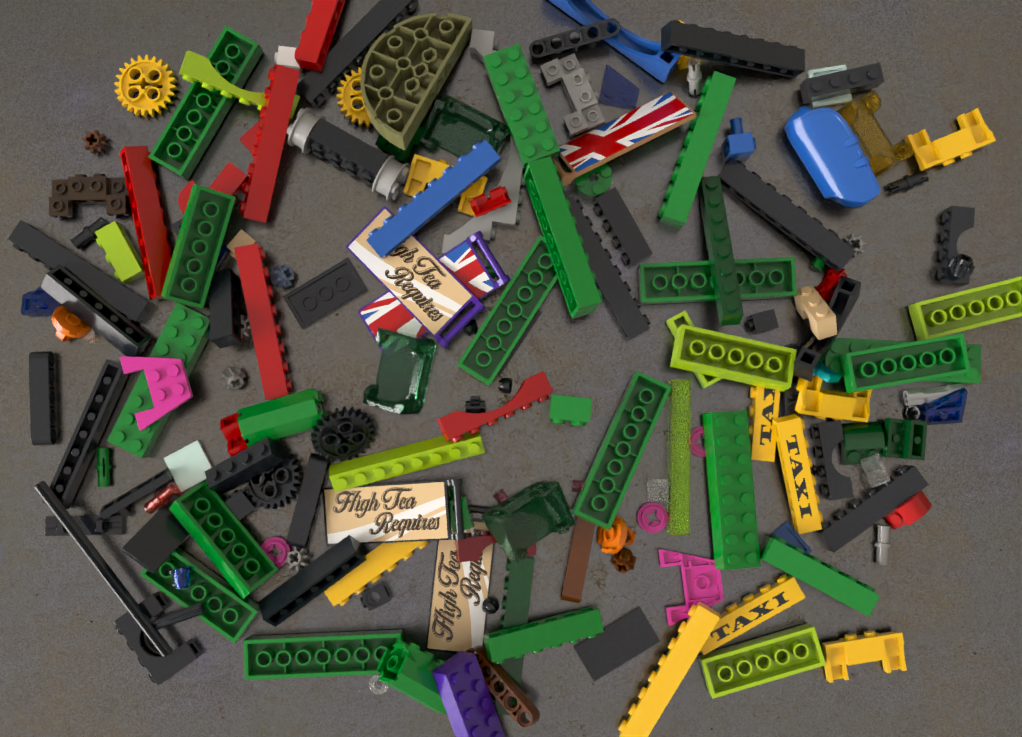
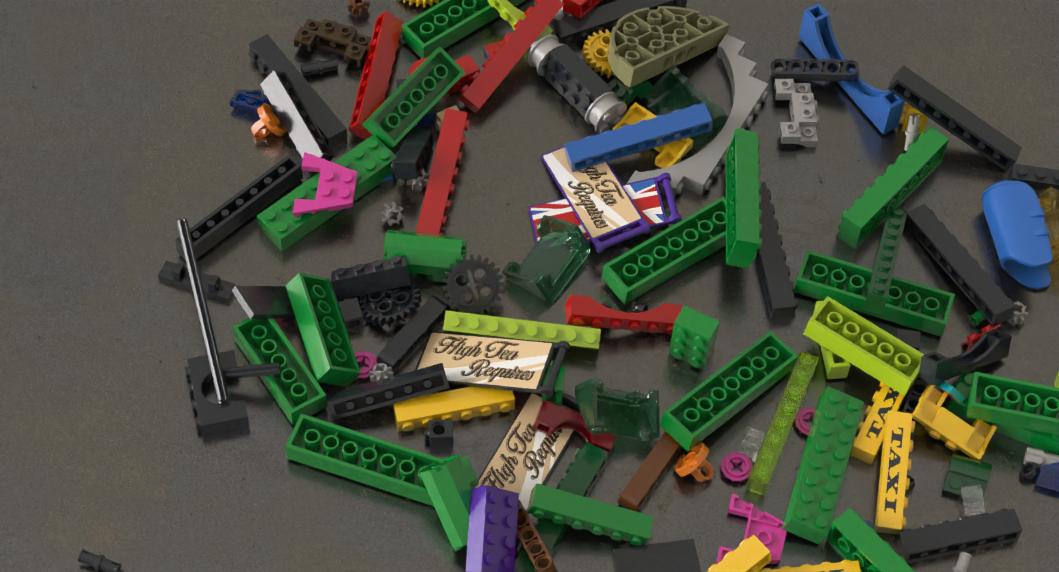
camera: 15 degrees right, 30 degrees down
(42, 398) = (213, 170): black beam -> none
(103, 481) = (235, 249): green pin -> none
(120, 252) = (339, 89): lime brick -> none
(122, 502) = (276, 269): black hinge -> none
(161, 498) = (281, 279): clear red pin -> none
(181, 577) = (272, 335): clear blue brick -> none
(188, 465) = (317, 263): light aqua tile -> none
(230, 428) = (372, 251): red brick -> none
(282, 276) = (474, 154): sand blue gear -> none
(325, 293) = (505, 183): black tile -> none
(376, 688) = (409, 508): clear brick -> none
(482, 205) = (681, 156): red hinge -> none
(488, 607) = (547, 480): black hinge -> none
(521, 104) = (746, 92): green brick -> none
(601, 184) = (788, 178): green brick -> none
(618, 89) = (839, 125): clear blue wing -> none
(622, 135) = (827, 151): flag -> none
(623, 227) = (801, 223): black brick -> none
(623, 560) = (697, 493): reddish brown gear -> none
(739, 144) = (935, 194): blue brick -> none
(812, 306) = (958, 342): tan arch -> none
(827, 436) = (931, 501): black arch -> none
(905, 439) = (1011, 486): dark green brick -> none
(909, 511) = (994, 545): red brick -> none

